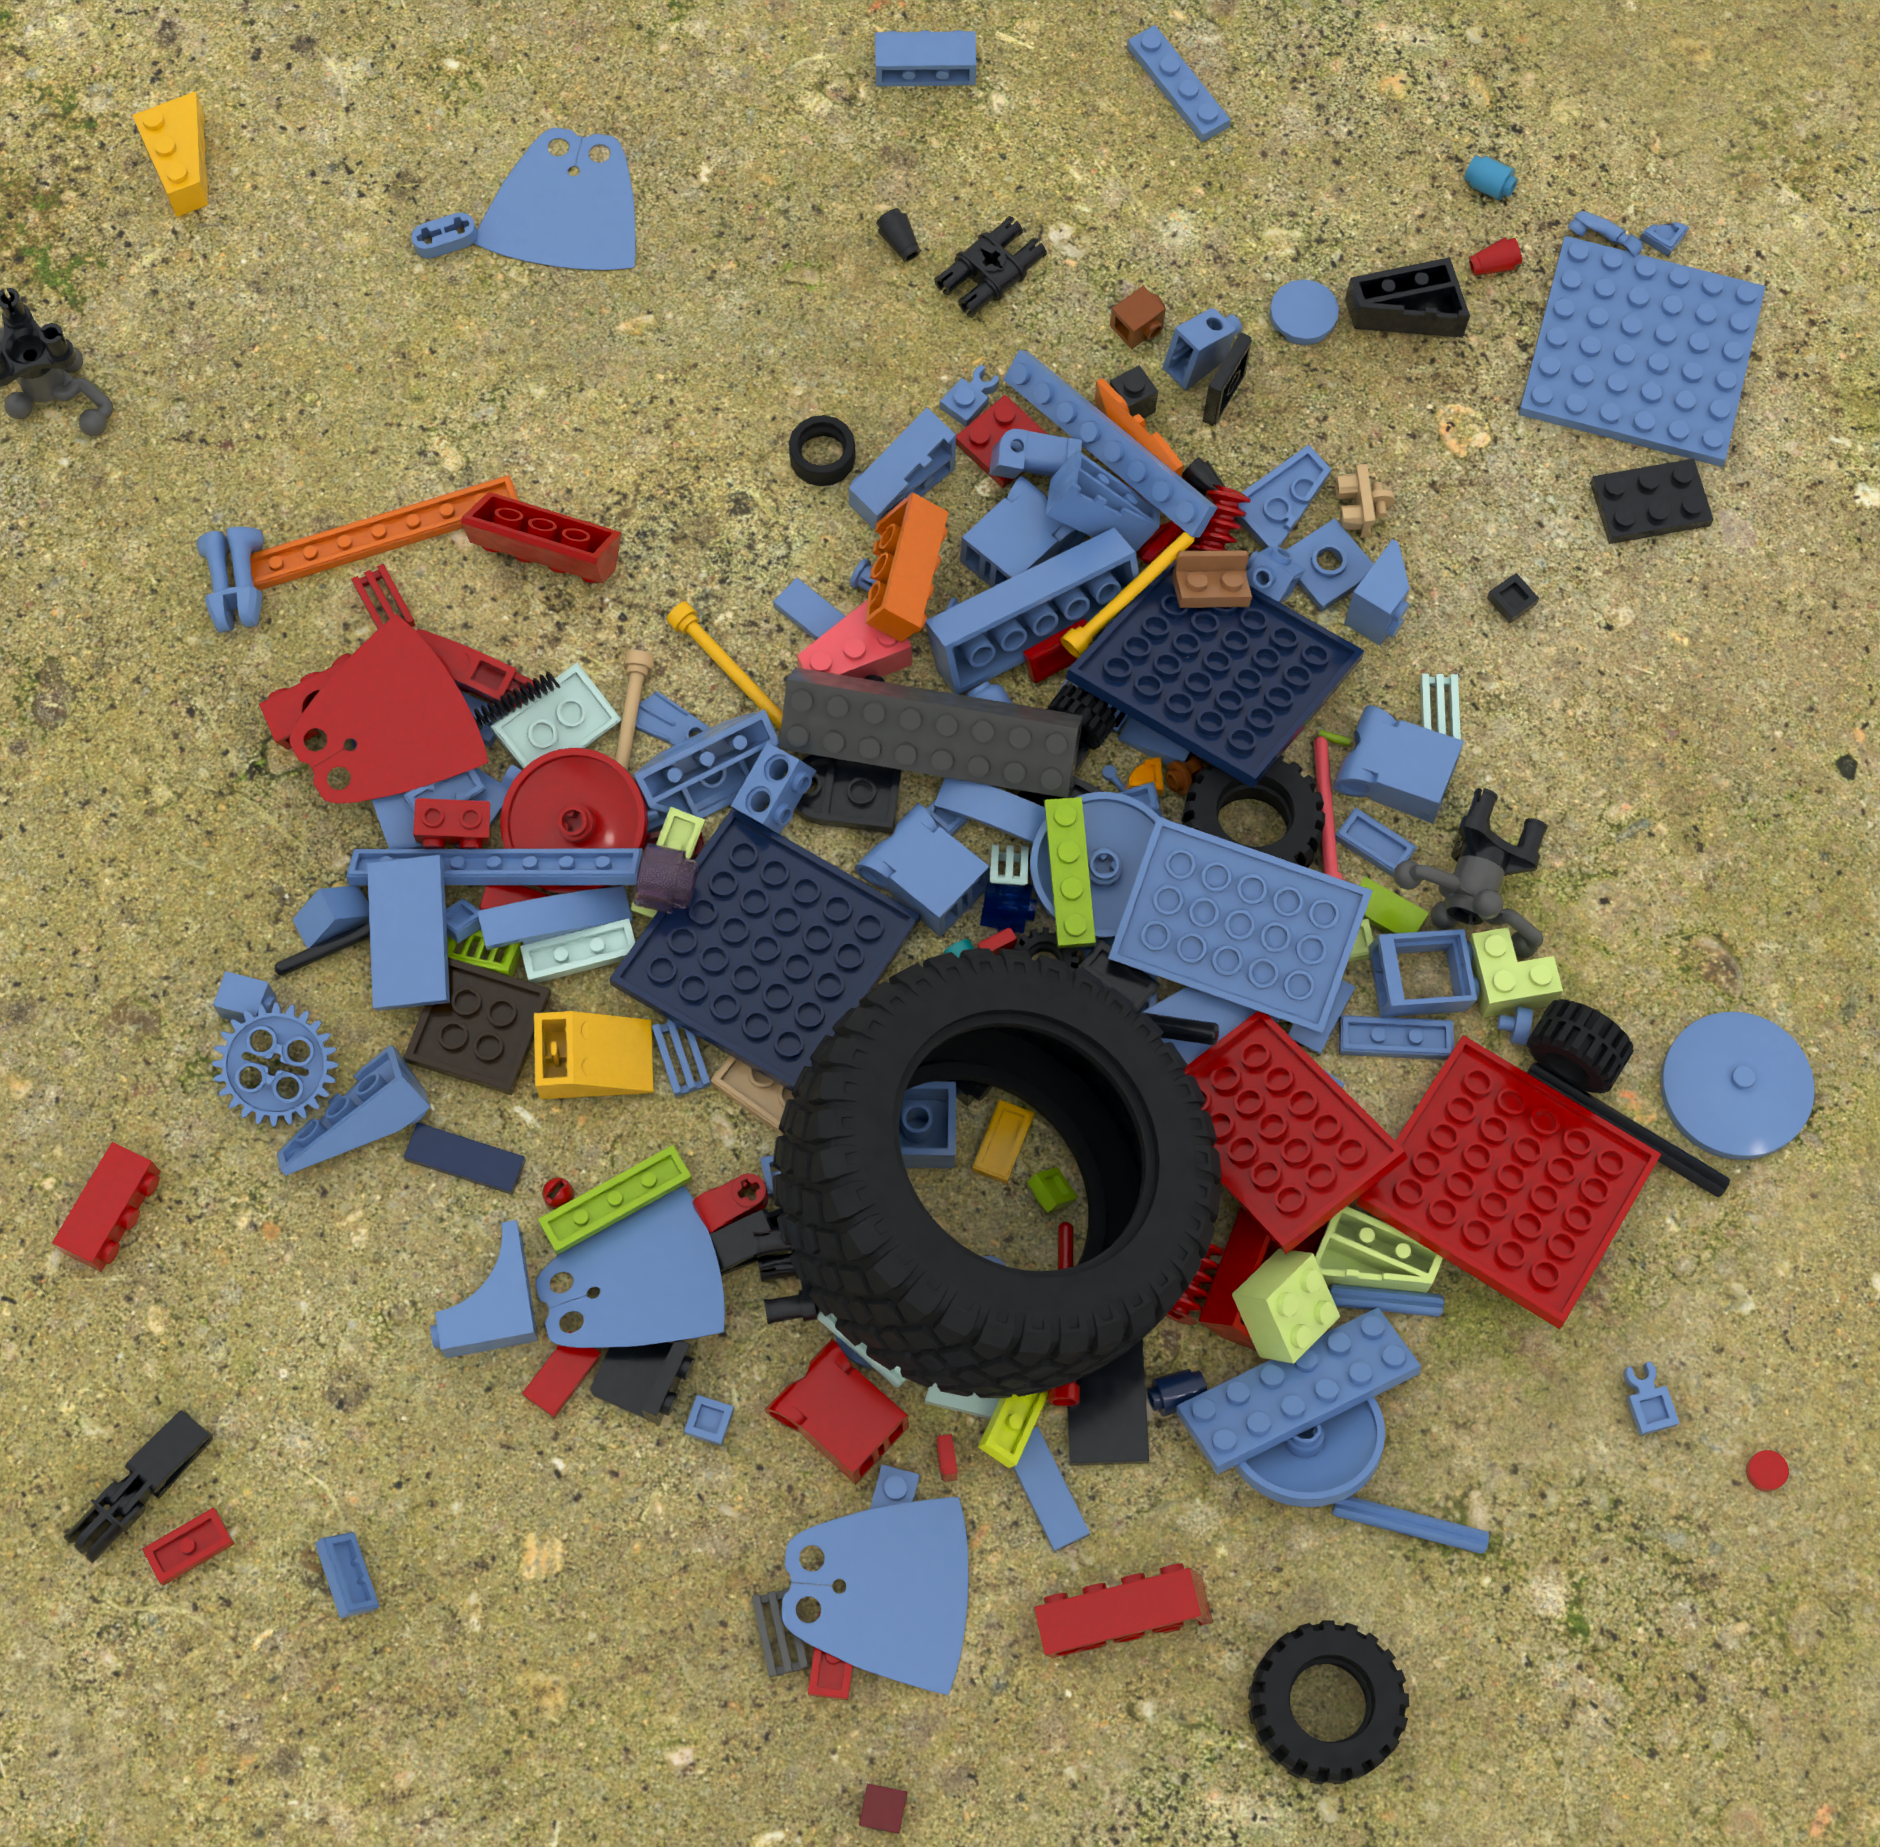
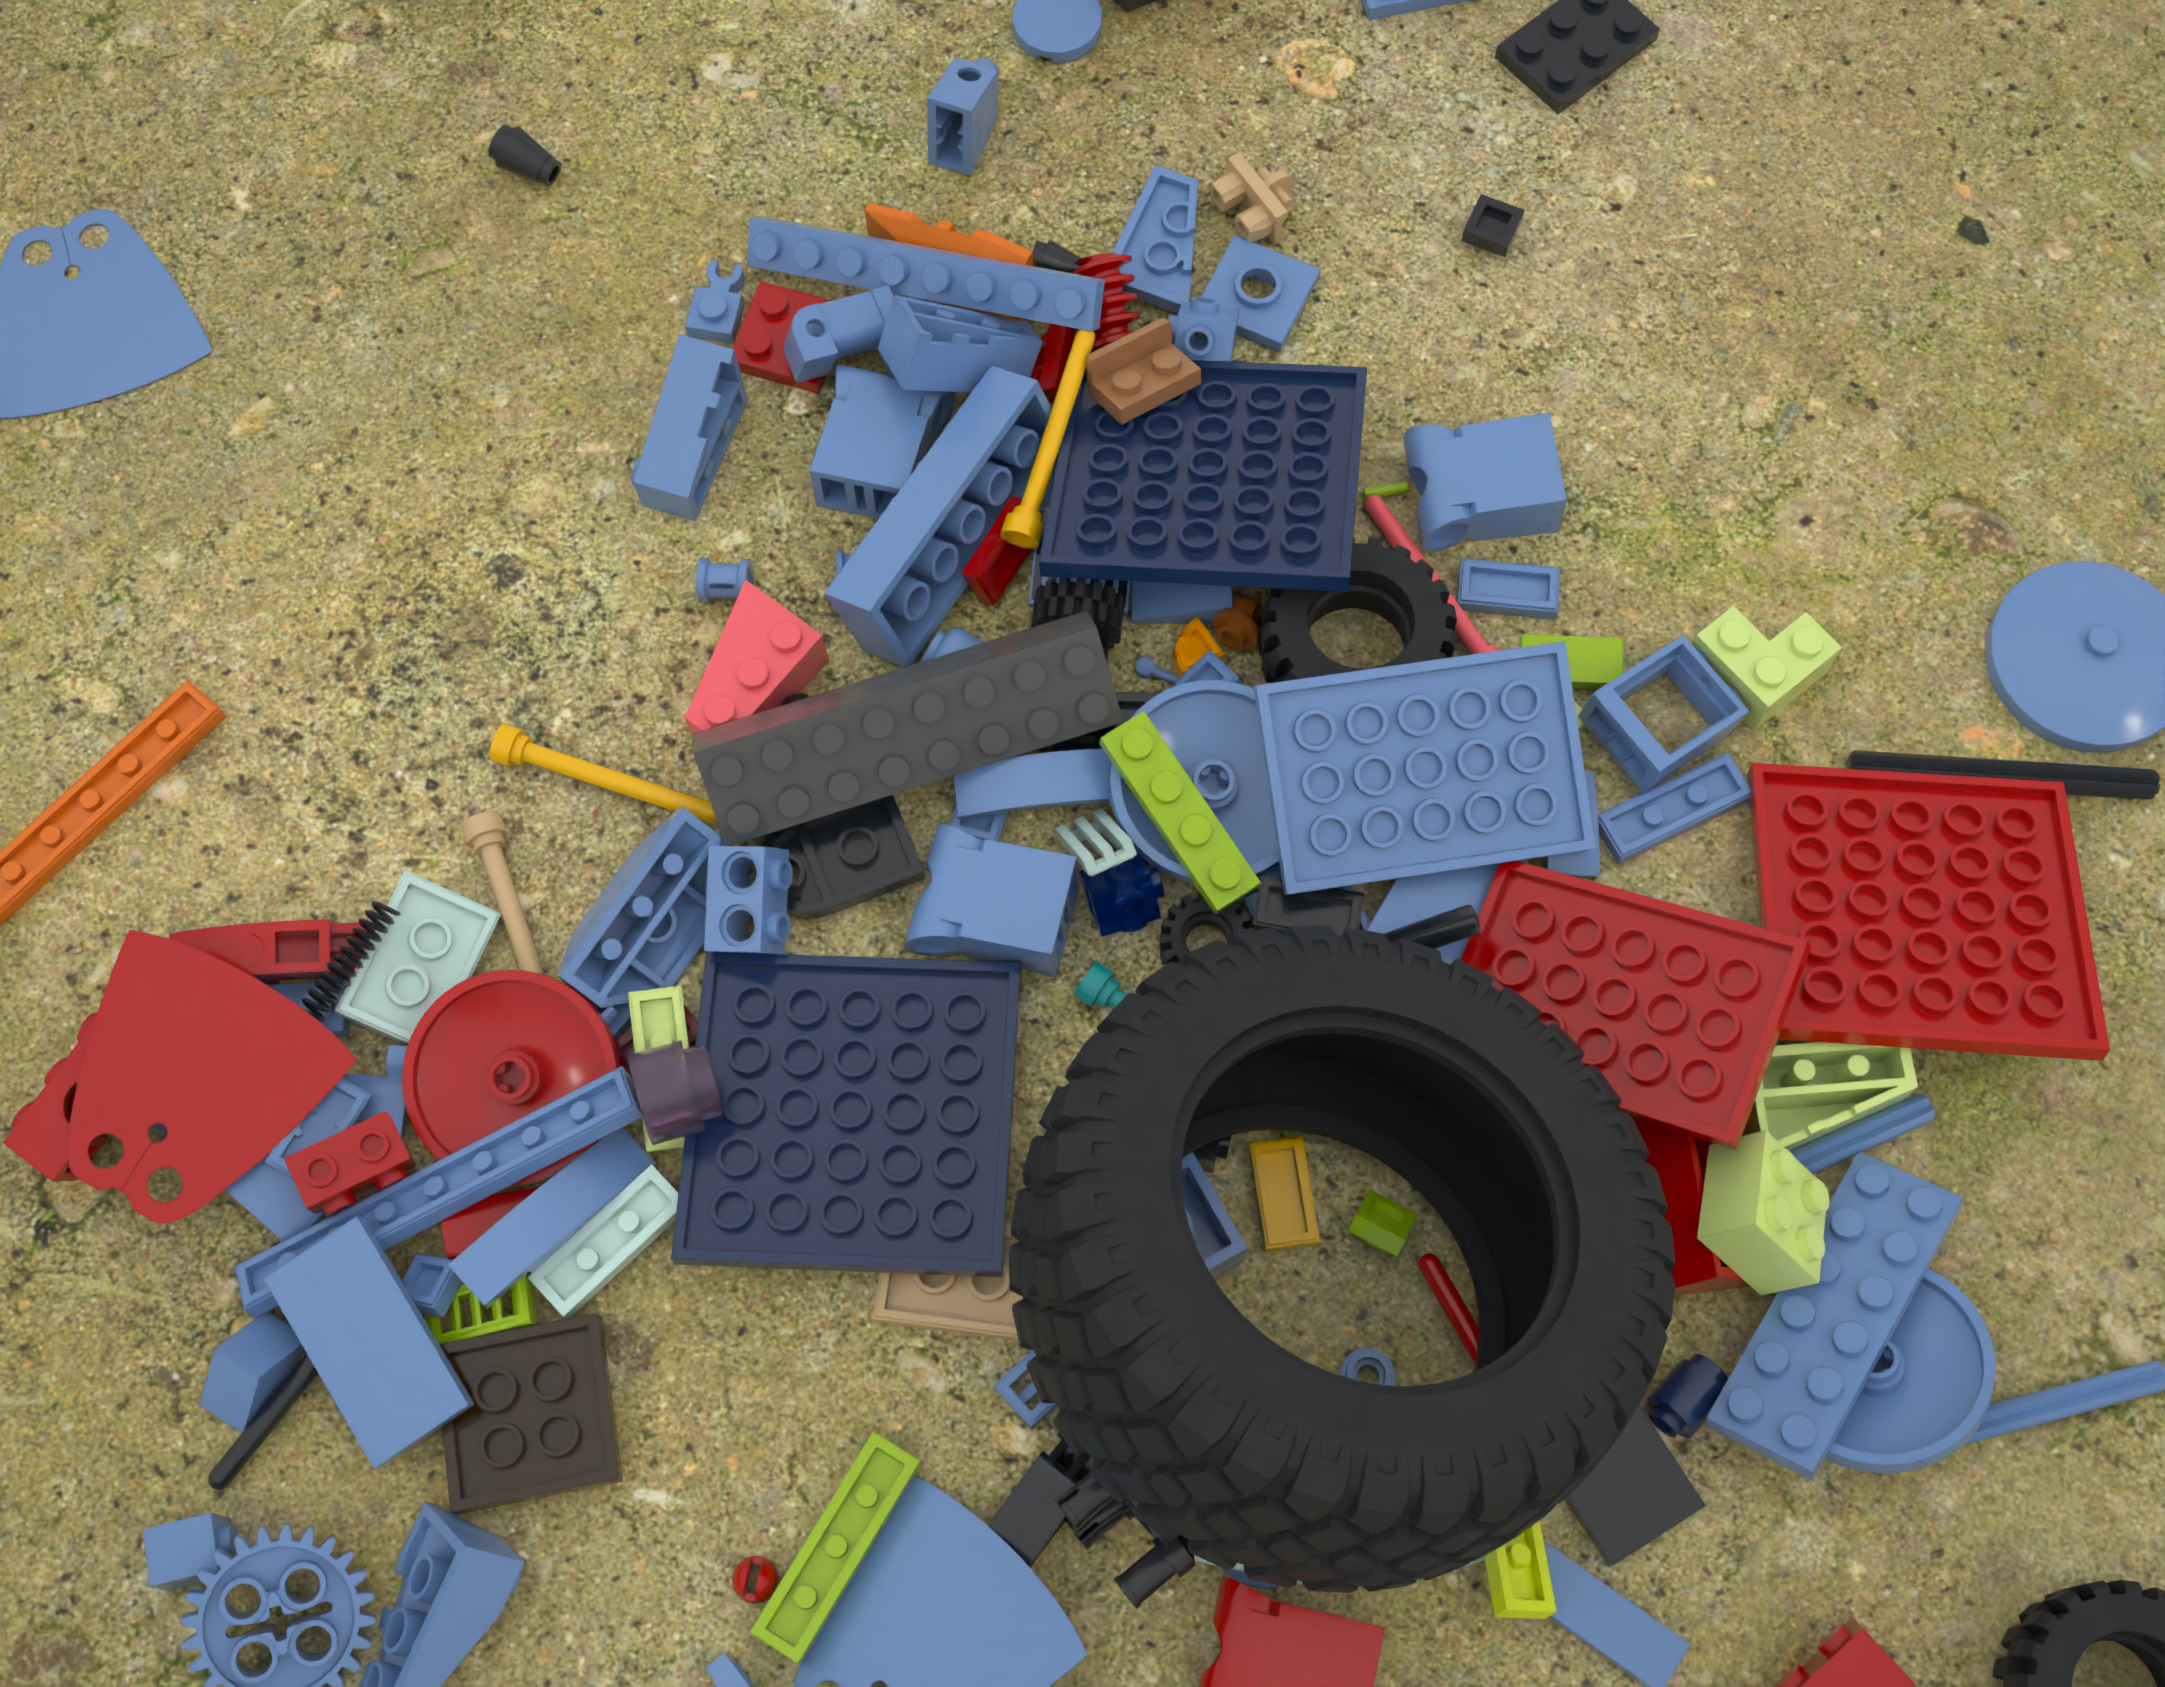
camera: 25 degrees left, 0 degrees up
(371, 579) = (74, 901): red tile -> none
(464, 1158) = (605, 1602): dark blue tile -> none
(543, 537) = (273, 735): red slope -> none
(592, 1055) = (701, 1371): yellow slope -> none
(666, 720) = (559, 884): medium blue piece -> none
(671, 1027) = (851, 1338): medium blue tile -> none
(728, 1202) = (984, 1477): red piece -> none
(807, 609) = (663, 657): medium blue tile -> none
(816, 427) = (567, 423): black tyre -> none
(905, 566) = (760, 540): orange wedge -> none
(946, 1458) = (1457, 1650): red tile -> none
(990, 266) = (656, 141): black pin -> none
(1004, 939) = (1136, 952): red tile -> none
(1137, 391) = (918, 195): black brick -> none
(1138, 317) = (868, 116): dark orange brick -> none
(1227, 379) = (1018, 133): black tile -> none
(1380, 597) = (1351, 295): medium blue slope -> none
(1441, 682) = (1496, 376): light aqua tile -> none
(1480, 869) = (1659, 547): wheel -> none
(1518, 1025) = (1808, 717): medium blue tile -> none
(1580, 1045) = (1904, 701): black tyre -> none

